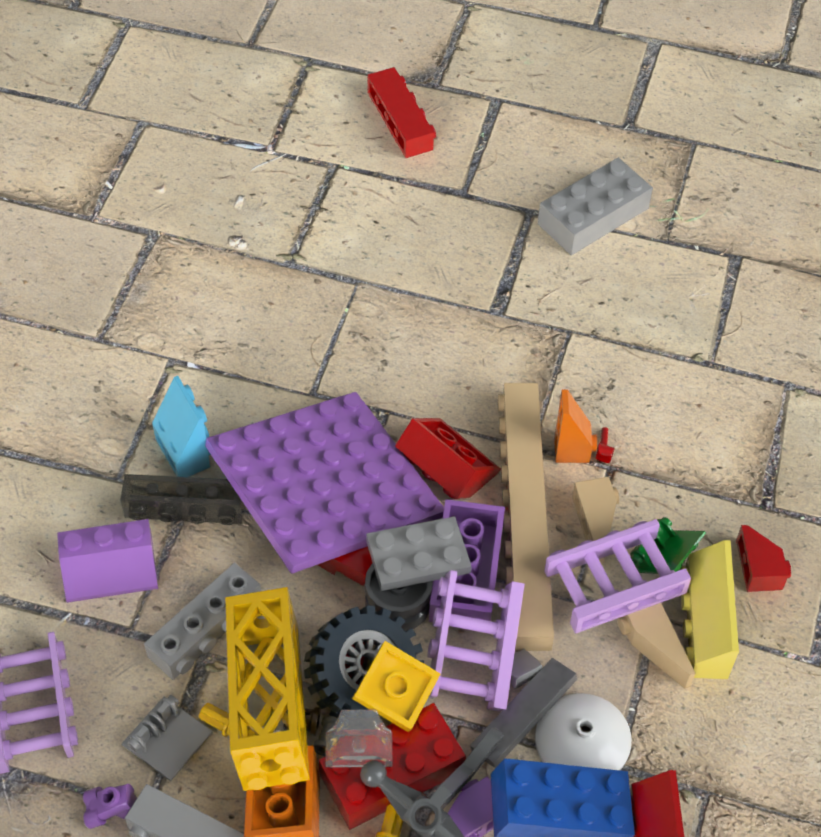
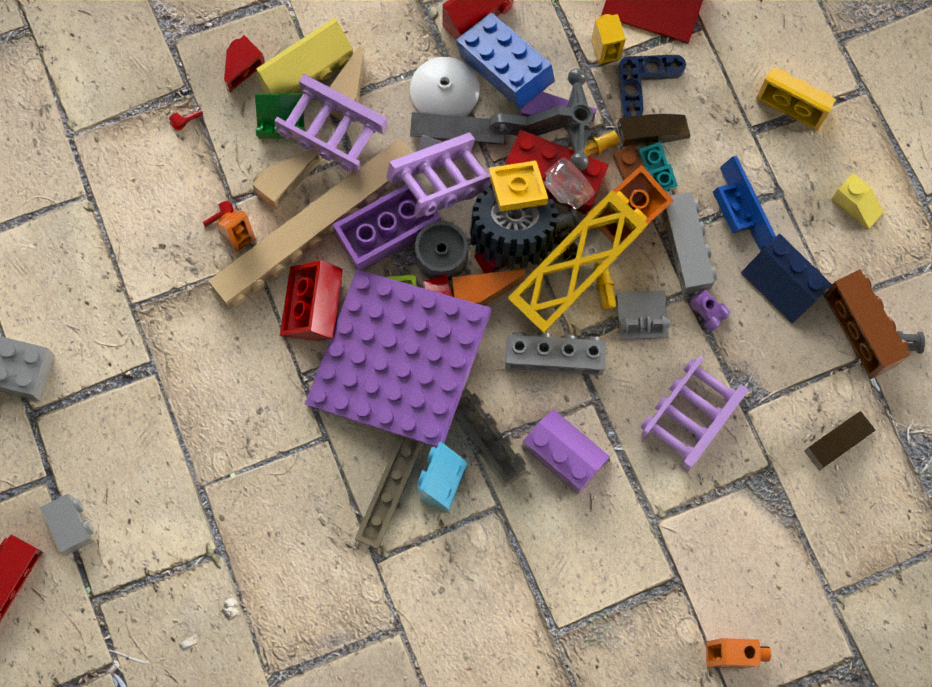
camera: 130 degrees left, 20 degrees up
(210, 391) = (389, 492): none -> dark tan plate
(333, 593) = (485, 287): none -> orange slope
(409, 176) = (67, 524): none -> light grey brick
(417, 553) = (414, 246): light grey plate -> none
(733, 472) = (179, 122): none -> red hand

